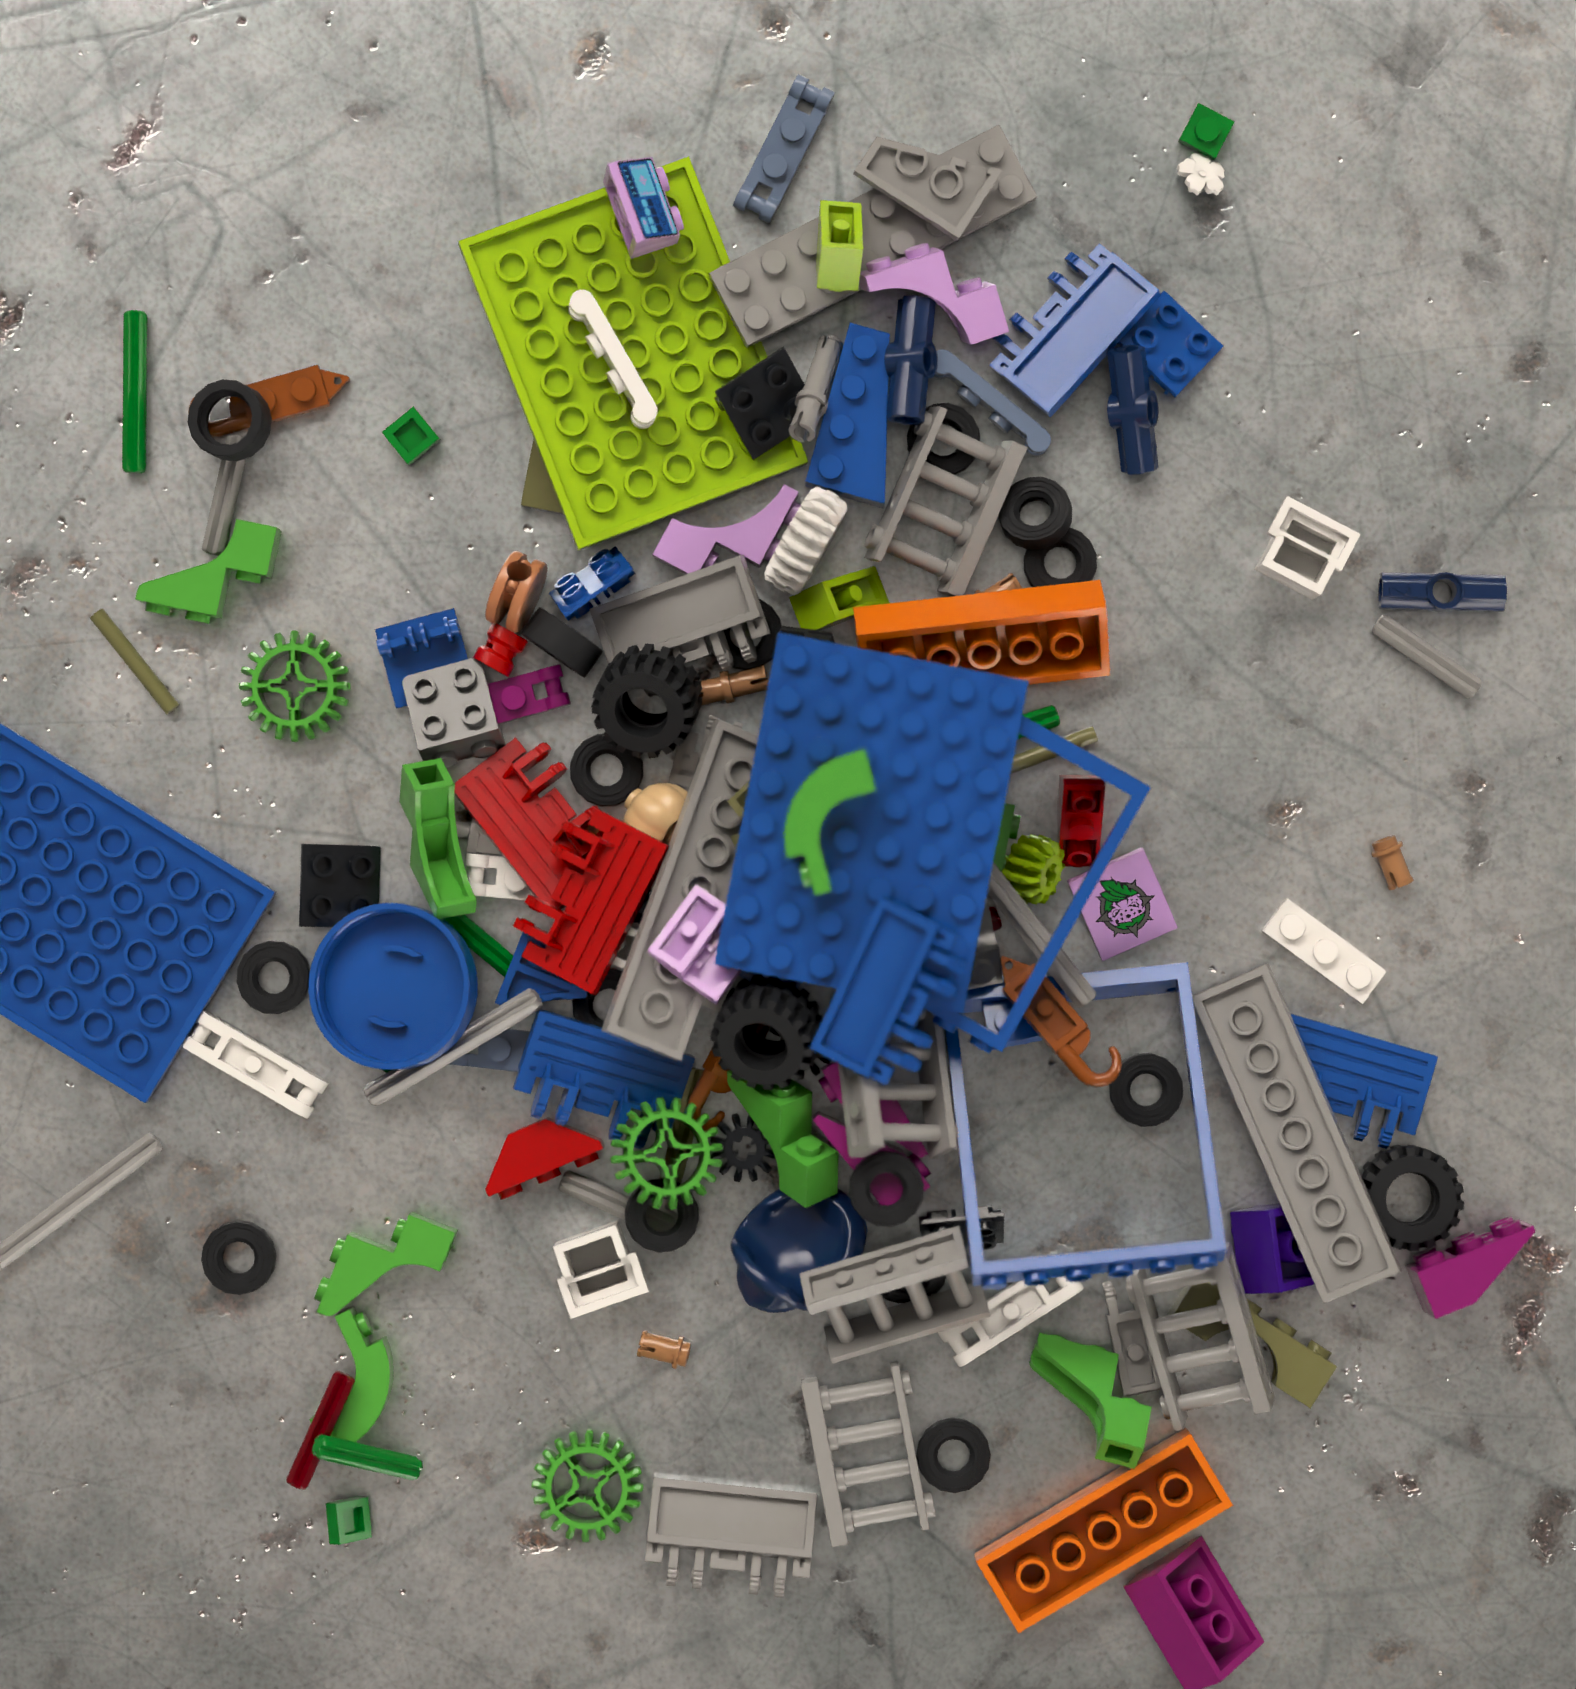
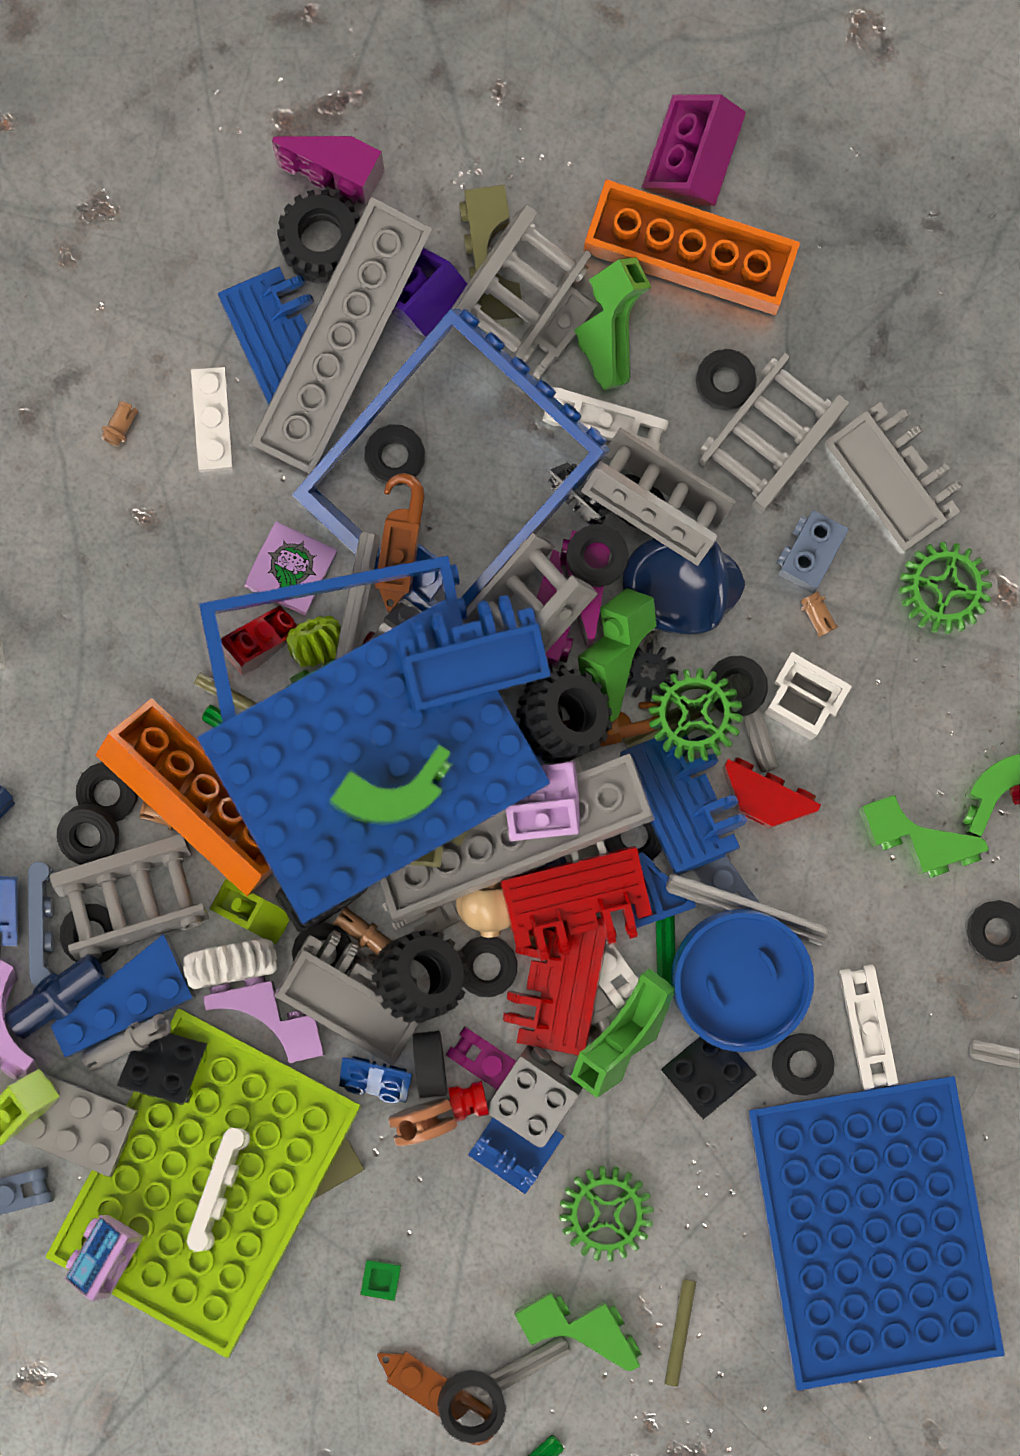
camera: 135 degrees left, 5 degrees down
(725, 1393) = (812, 551): none -> sand blue brick

